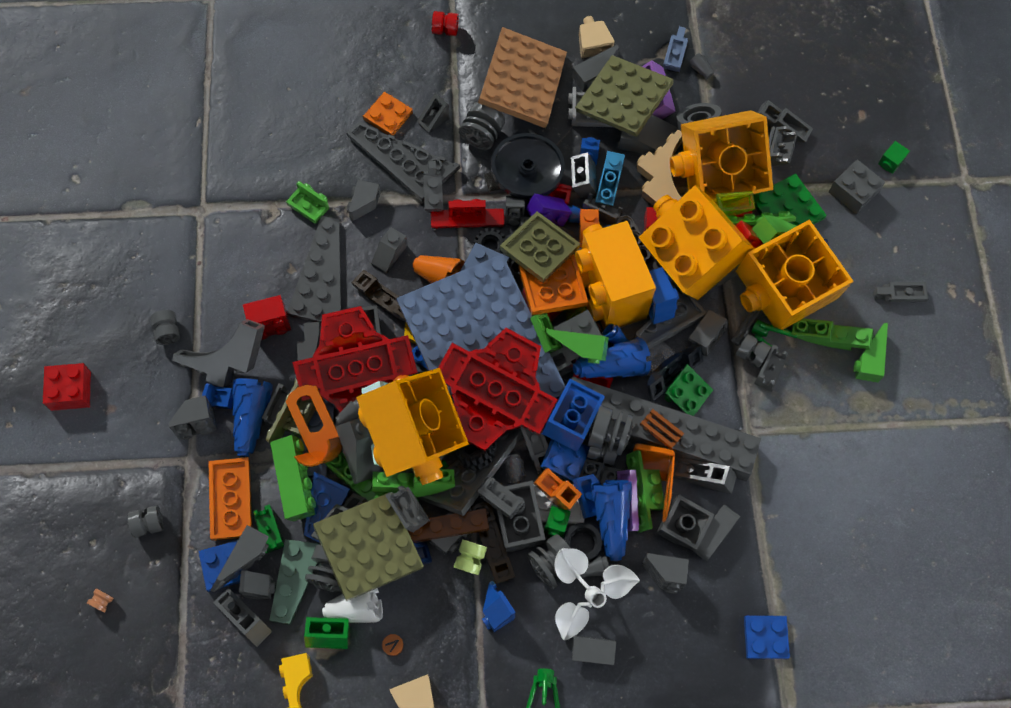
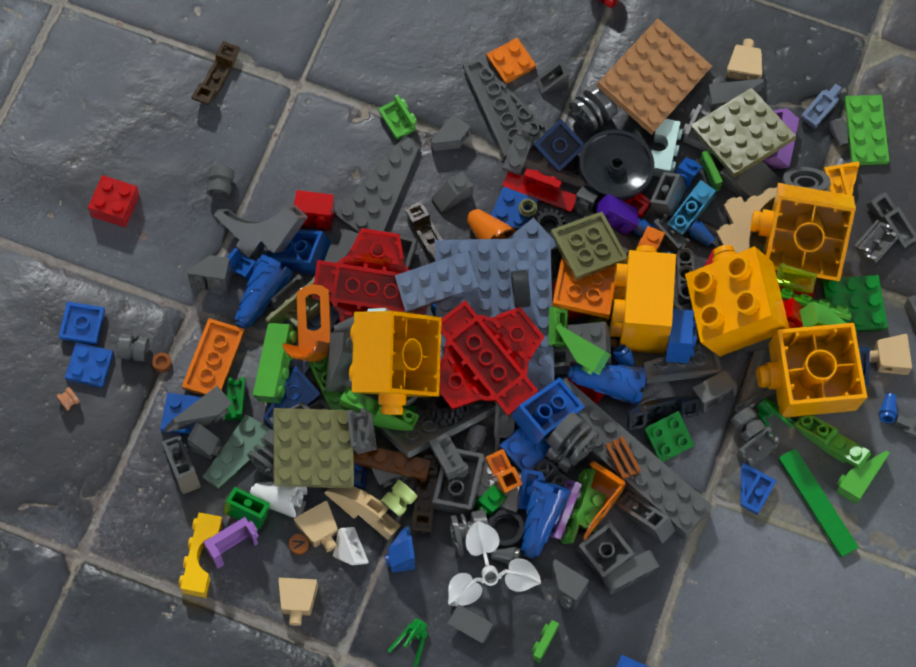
camera: 25 degrees right, 0 degrees up
(83, 518) = (81, 323): none -> blue plate
(108, 557) = (89, 365): none -> blue plate
(119, 228) = (217, 75): none -> dark brown slope
(180, 523) = (161, 362): none -> dark orange tile
(274, 360) = (303, 251): none -> blue slope
(323, 670) = (228, 538): none -> medium lavender panel
(405, 619) = (318, 526): none -> tan torso
(416, 336) = (437, 281): none -> sand blue plate
(442, 579) = (358, 502): none -> tan slope
(443, 626) = (349, 547): none -> white slope
(451, 241) = (507, 208): none -> blue plate
(464, 231) = (527, 203): none -> olive plate
(467, 169) = (559, 145): none -> dark blue brick
(499, 310) = (520, 288): none -> black tyre
(559, 126) = (667, 135): none -> light aqua arch
(609, 139) = (711, 170): none -> bright green tile
(627, 198) = (700, 233): none -> blue cone
(669, 625) = (548, 633): none -> bright green plate
(723, 56) = (866, 129): none -> bright green plate
(725, 100) = (842, 177): none -> light orange wing
(786, 406) = (754, 488): none -> blue wing
(845, 237) = (892, 355): none -> tan torso
(846, 395) = (818, 503): none -> green tile
(864, 286) = (888, 410): none -> blue cone

